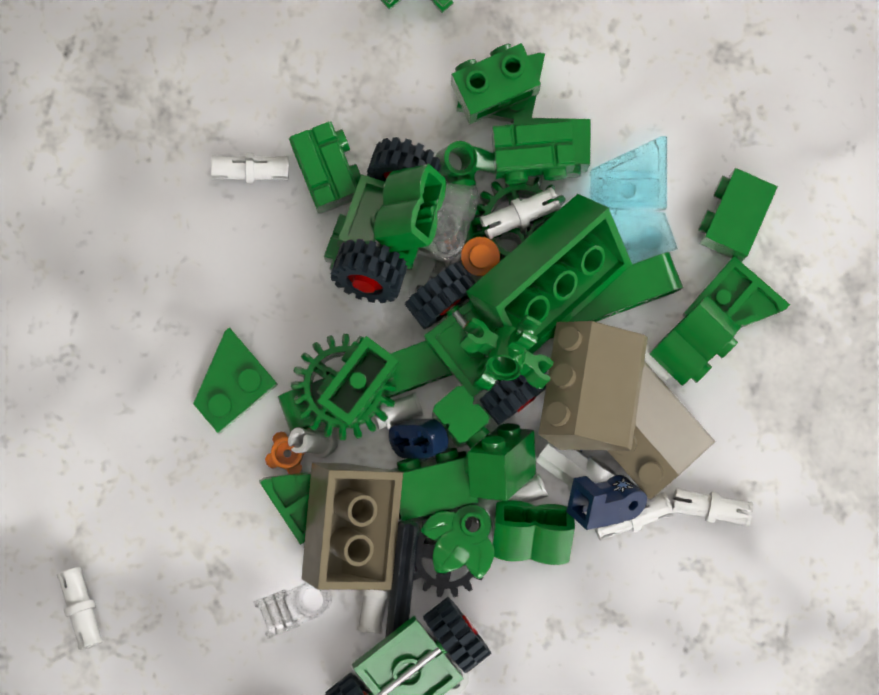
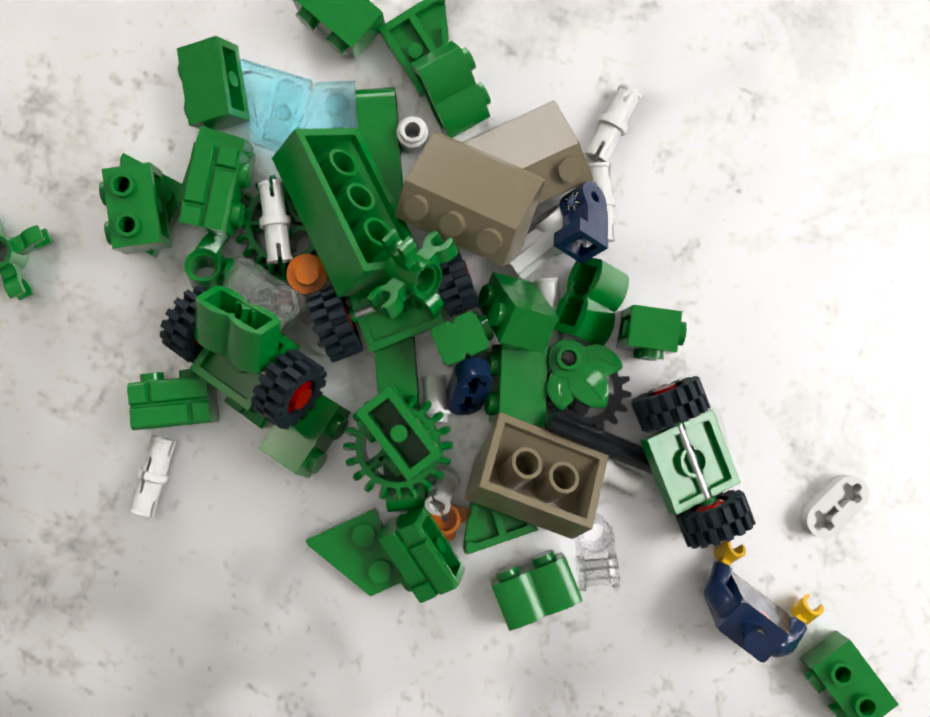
camera: 70 degrees left, 5 degrees up
(242, 559) = (535, 590): none -> green brick
(247, 438) = (421, 554): none -> green brick
(321, 301) = (305, 445): none -> green brick
(520, 597) = (650, 332): none -> green brick
(633, 118) = (213, 84): none -> green brick
(650, 312) = (409, 126): none -> white pin

